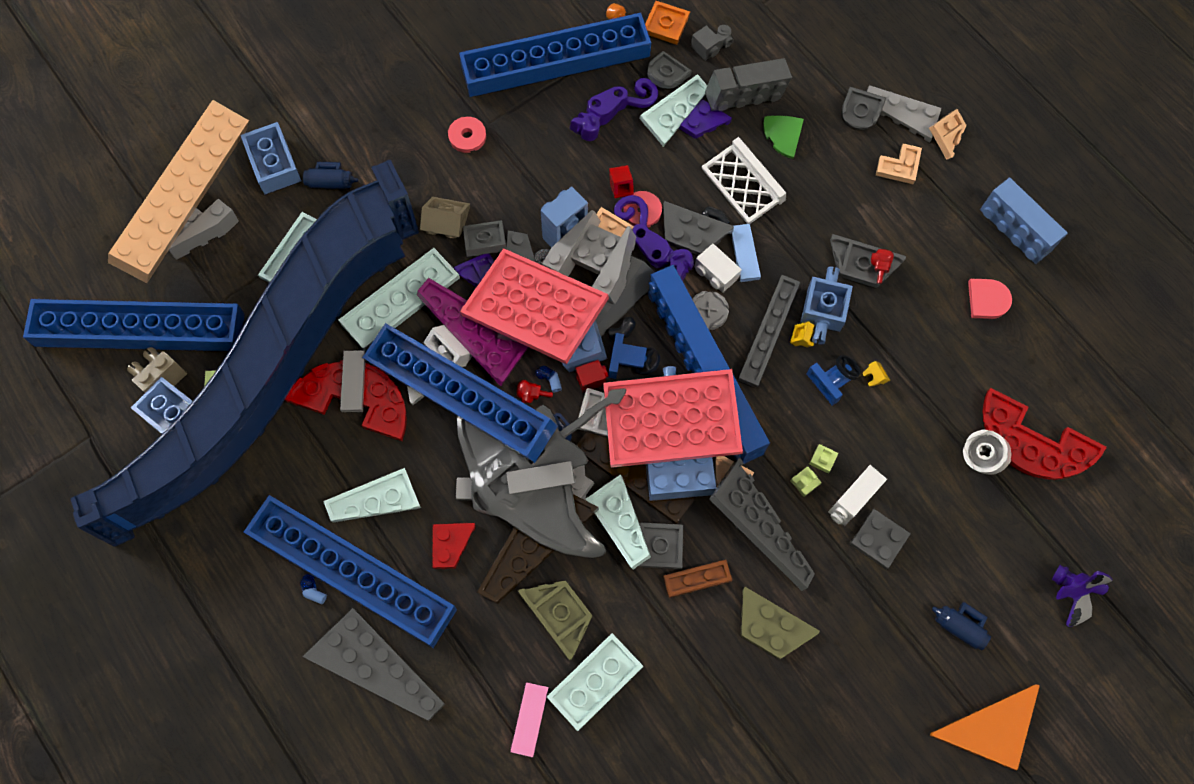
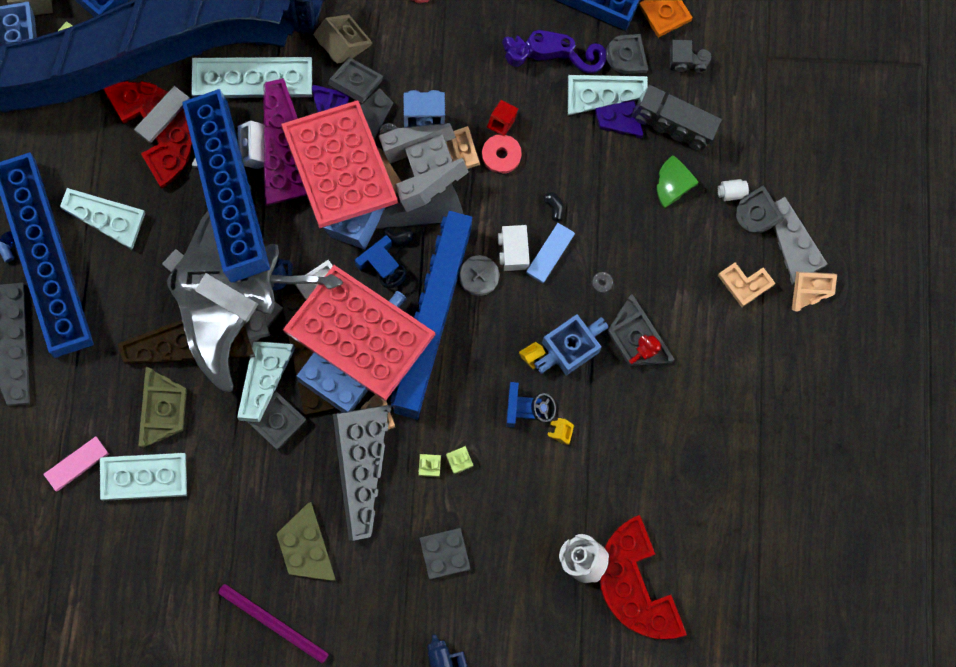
camera: 35 degrees right, 5 degrees up
(449, 543) = (129, 293): red wing -> none
(528, 391) = (285, 227): red piece -> none
(551, 375) = (312, 229): arm -> none
(591, 375) = (341, 253): red brick -> none
(652, 243) = (480, 189): dark purple animal -> none
(692, 230) = (524, 201): dark grey wing -> none
(697, 578) = (283, 467): dark orange tile -> none
(759, 174) = (620, 195): white fence -> none
(769, 331) = (509, 329): dark grey plate -> none
(803, 238) = (602, 276): none -> clear plate
(804, 709) = (273, 623): none -> magenta axle
(830, 107) = (733, 190): none -> white brick
(857, 496) = (451, 506): white window -> none
(988, 298) = (711, 447): coral tile -> none
(1023, 220) = (795, 408): medium blue brick -> none

